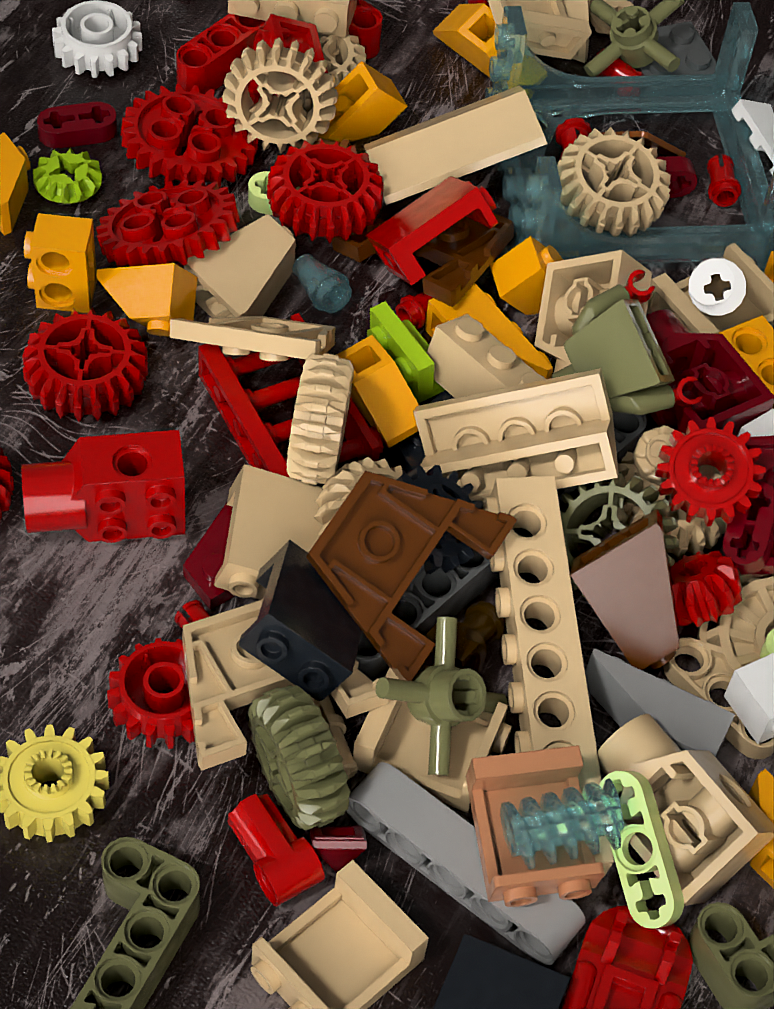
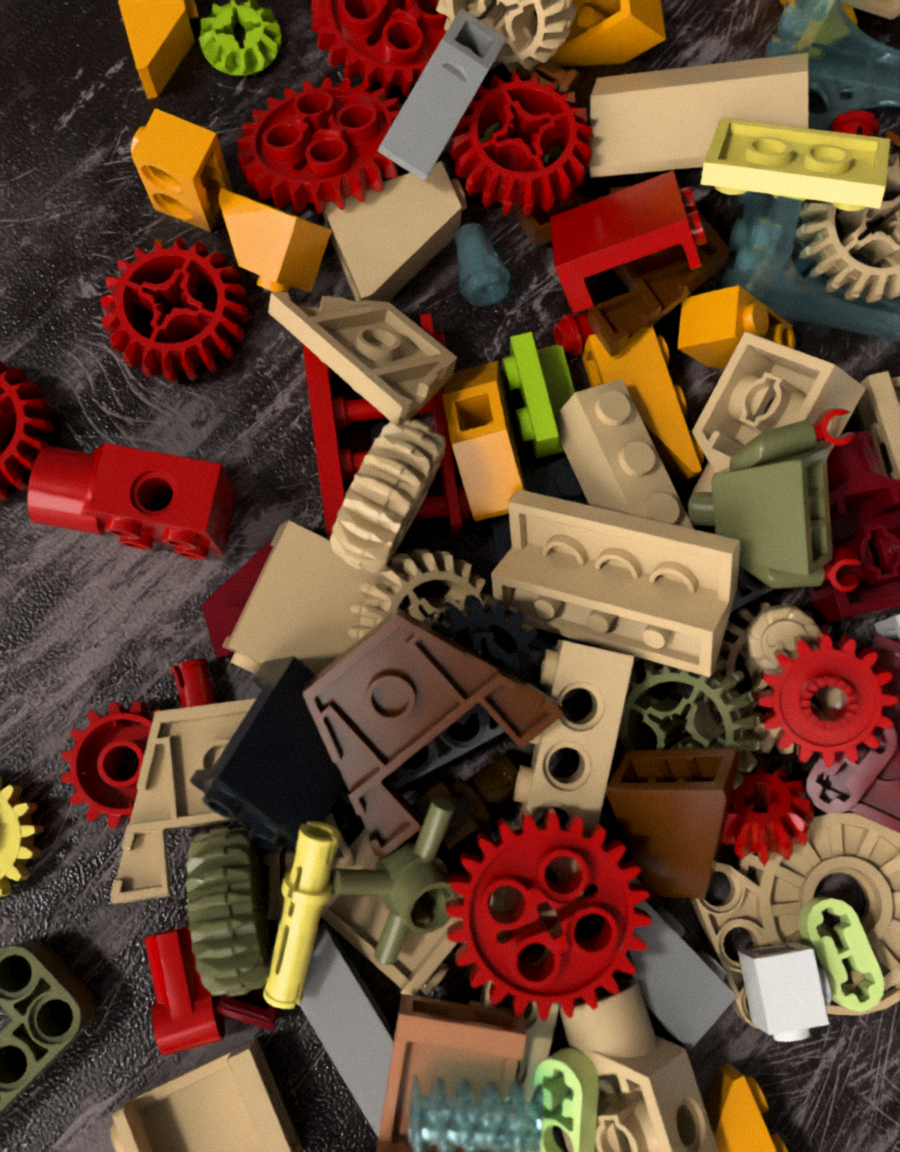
camera: 15 degrees right, 25 degrees up
(256, 164) = (442, 94): none -> light grey slope
(363, 724) = (305, 893): none -> light yellow pin
(577, 134) = (797, 163): none -> light yellow plate
(595, 697) = (573, 963): none -> red gear

